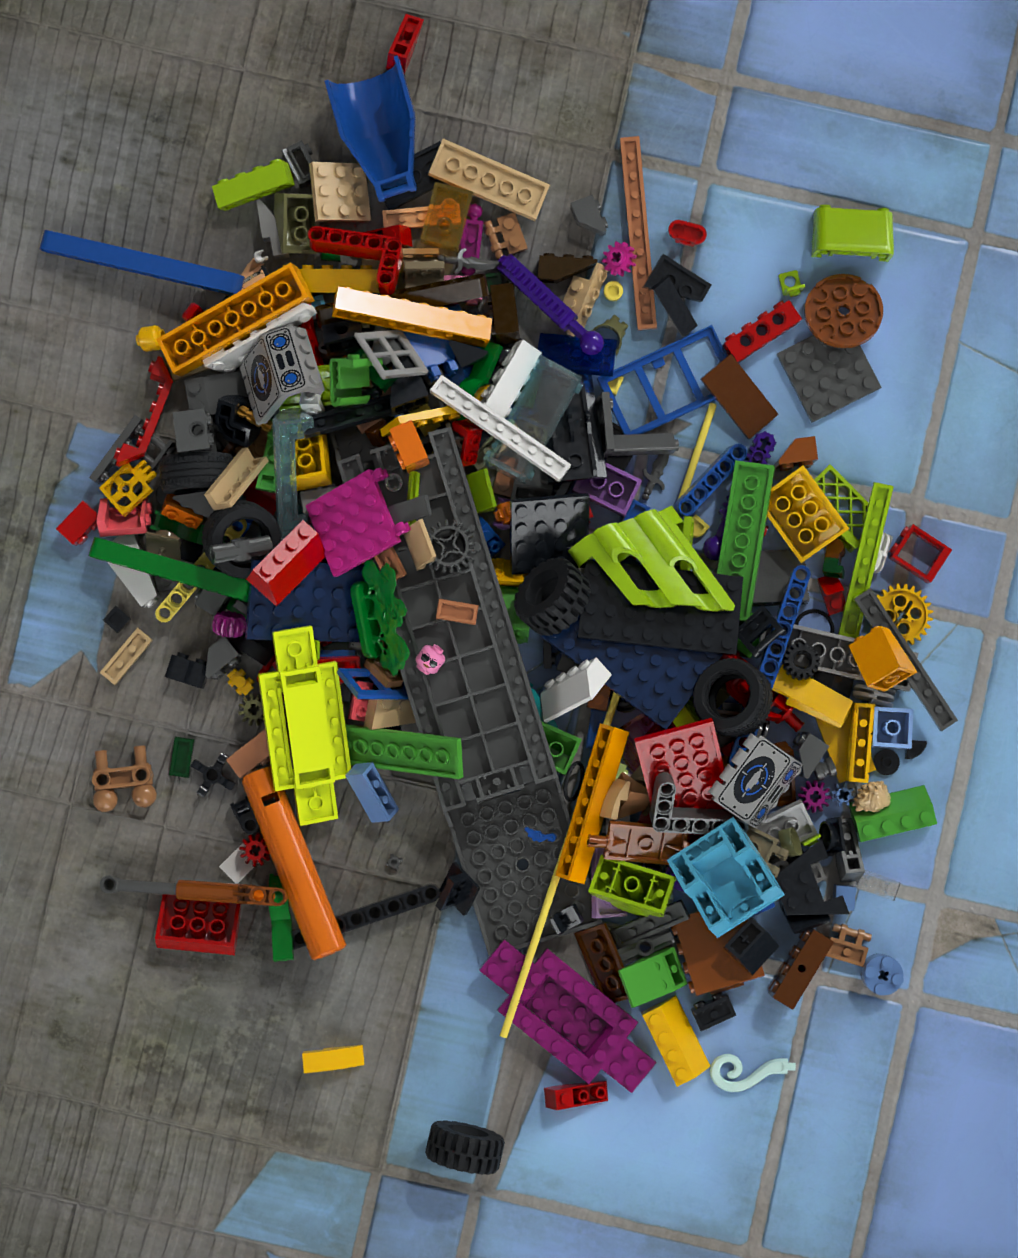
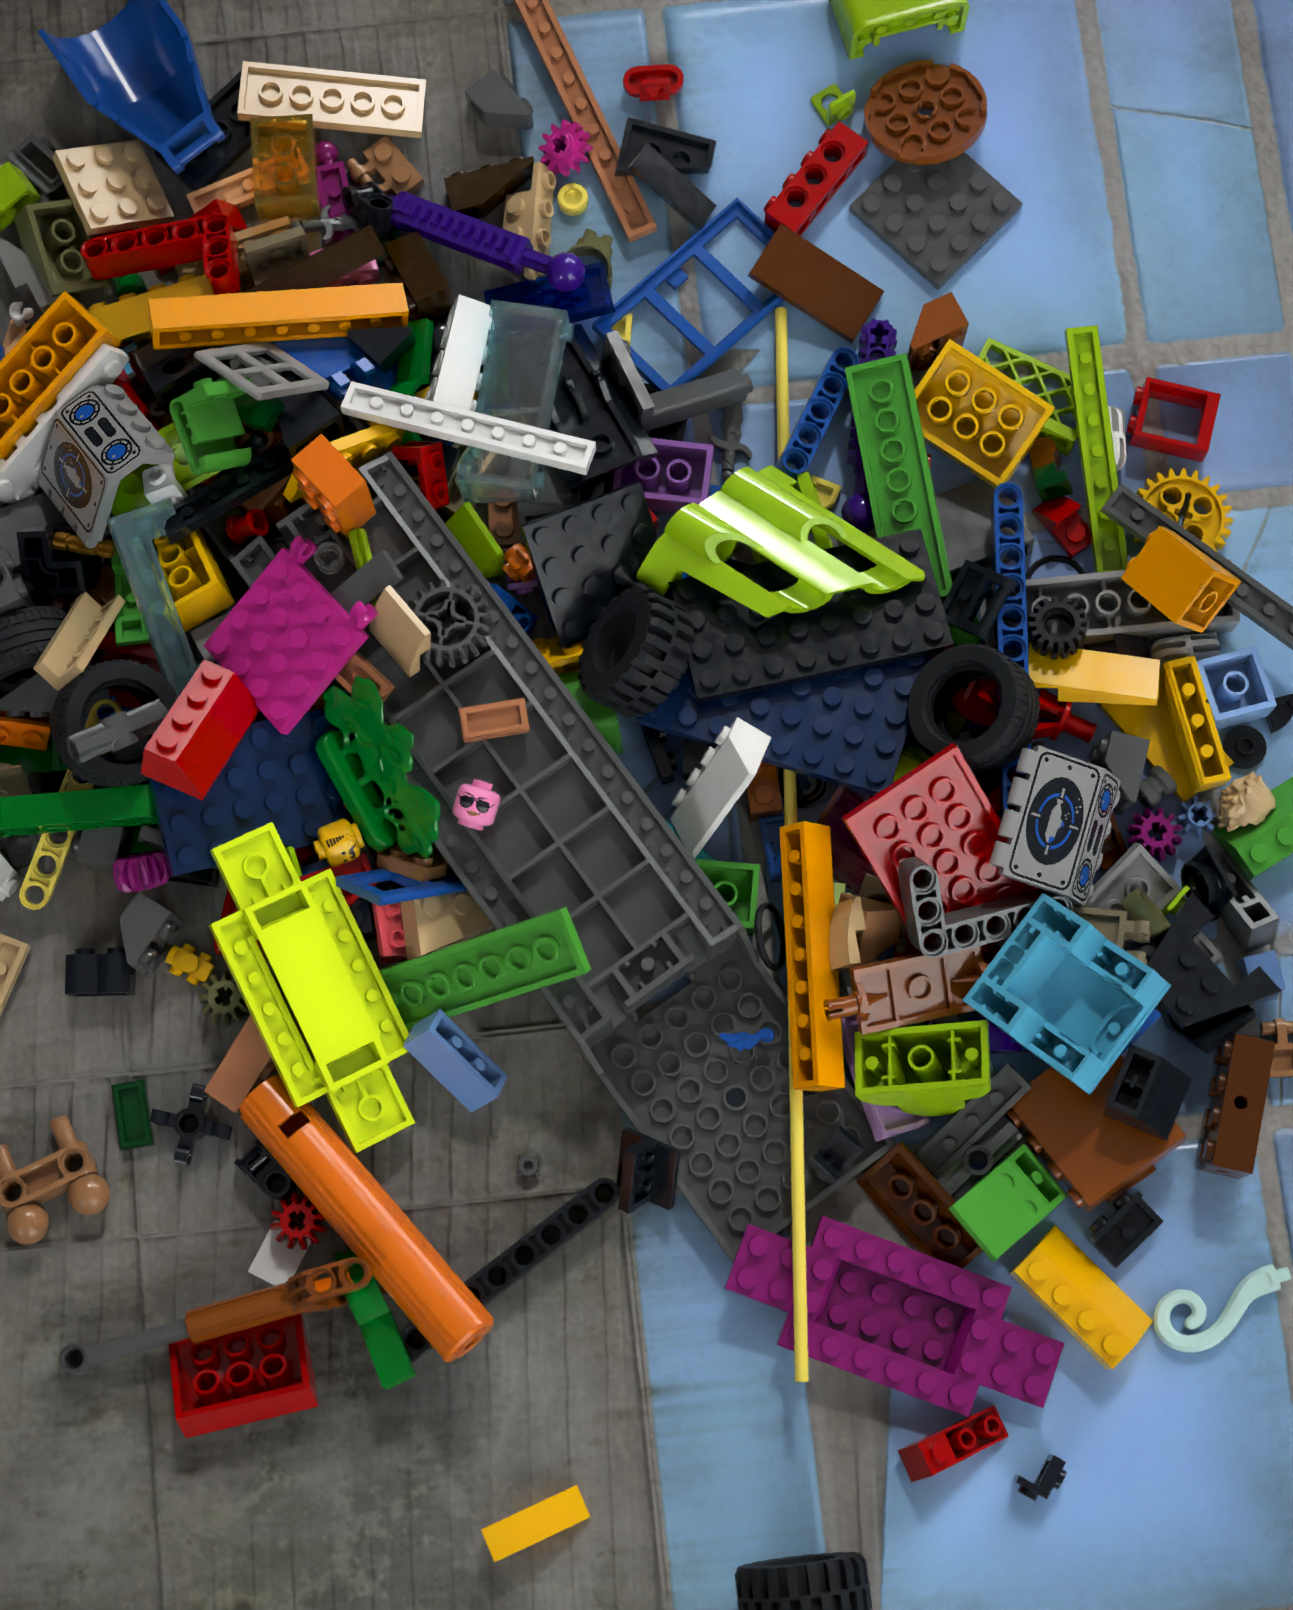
camera: 15 degrees left, 10 degrees down
(254, 650) = (195, 902): black tyre -> none
(346, 647) = (338, 842): none -> yellow head
(357, 437) = (251, 524): none -> red bush
(489, 258) = (369, 206): none -> black piece
(622, 1130) = (1050, 1477): none -> black bracket

